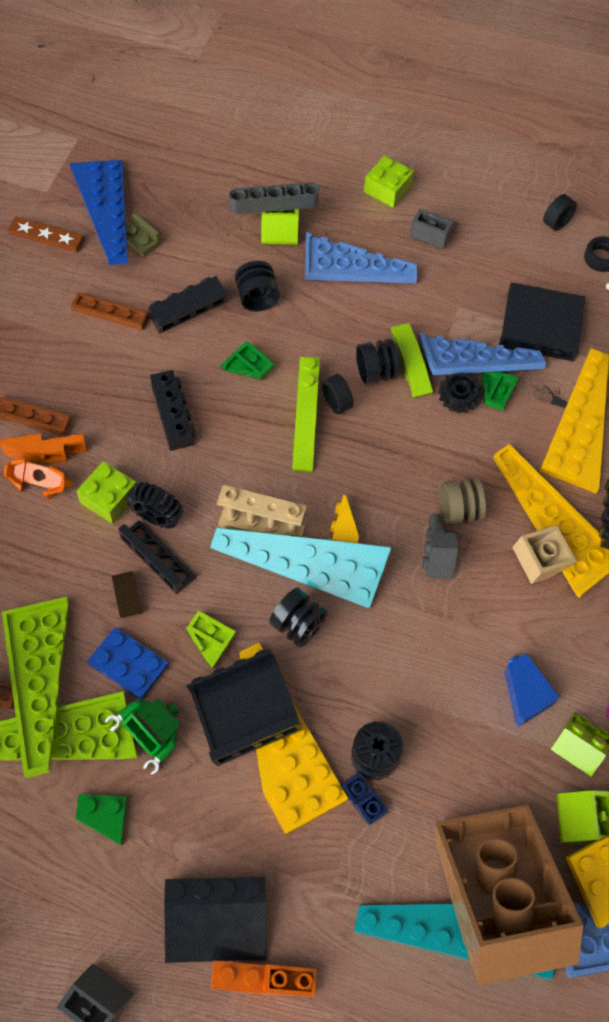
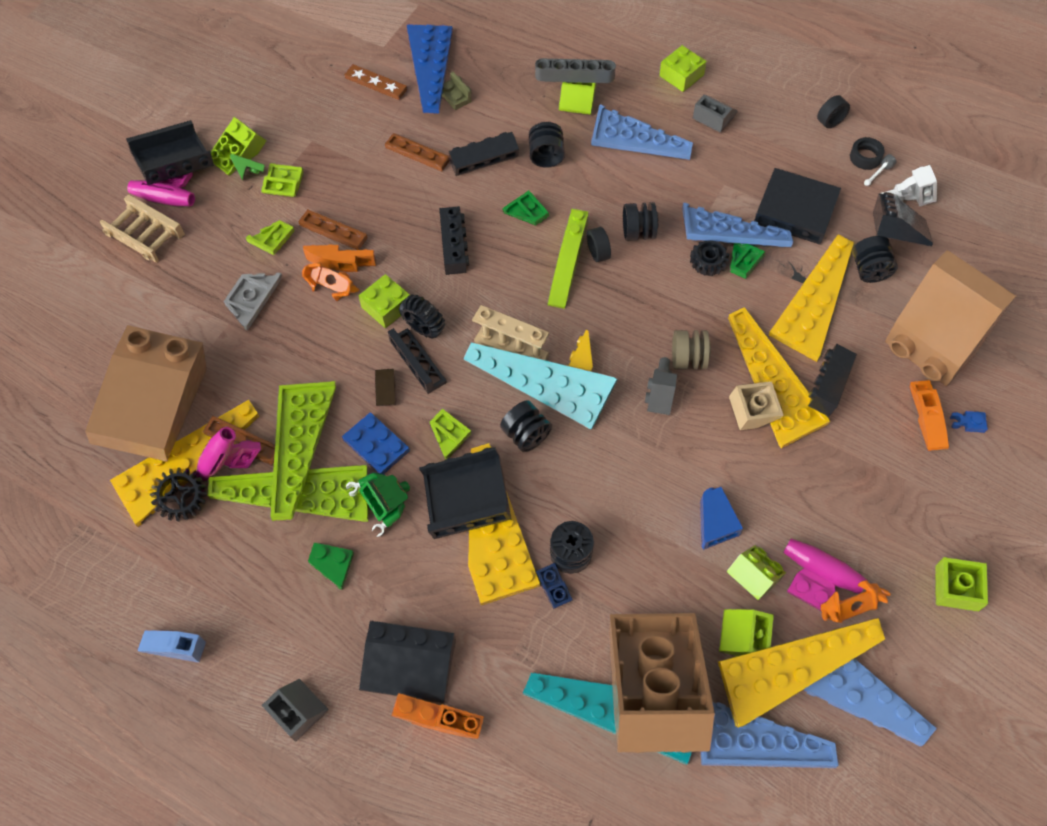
camera: 15 degrees right, 0 degrees up
(411, 360) = (671, 225): lime slope -> none

